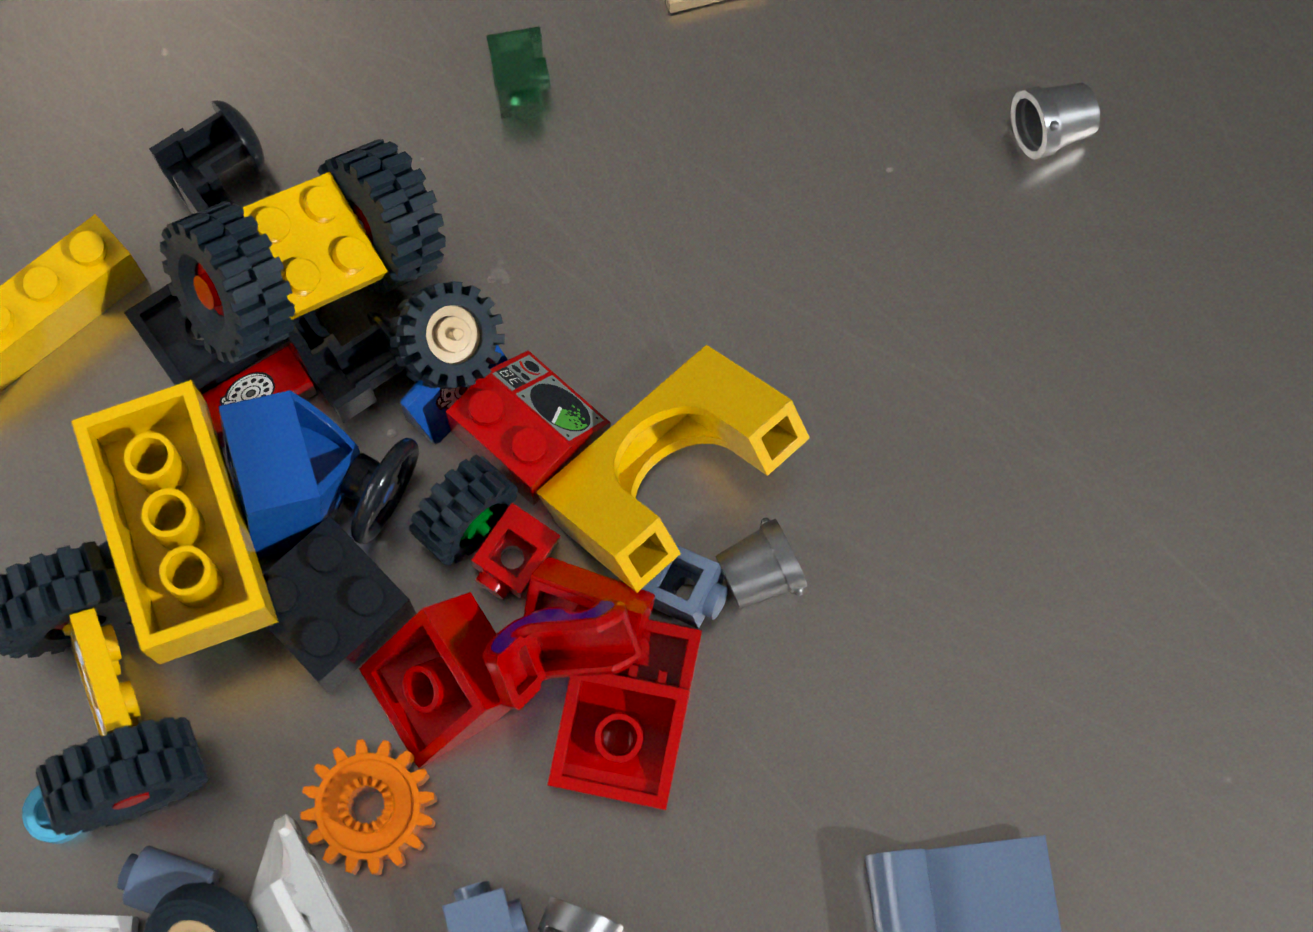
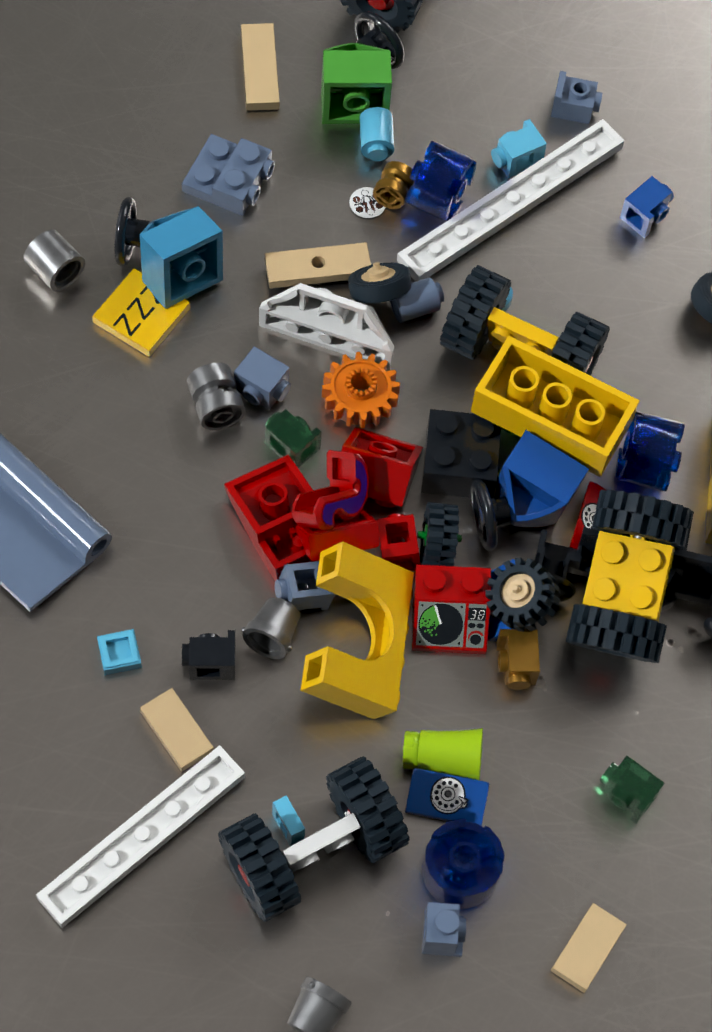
camera: 140 degrees right, 10 degrees down
(89, 384) = (650, 452): none -> clear blue brick
(515, 296) = (518, 657): none -> pearl gold brick
(520, 810) = (292, 436): none -> clear green brick
(687, 262) = (444, 751): none -> lime plant
(724, 226) = (446, 796): none -> blue slope
(780, 131) = (470, 845): none -> clear blue brick
(856, 91) = (443, 930): none -> sand blue brick
(865, 591) = (210, 656): none -> black brick
(929, 329) = (288, 820): none -> medium azure tile
(935, 263) = (367, 819): none -> black plate
(966, 696) = (119, 652): none -> medium azure tile
(969, 542) = (176, 729): none -> tan tile
(1106, 445) = (140, 836): none -> white plate

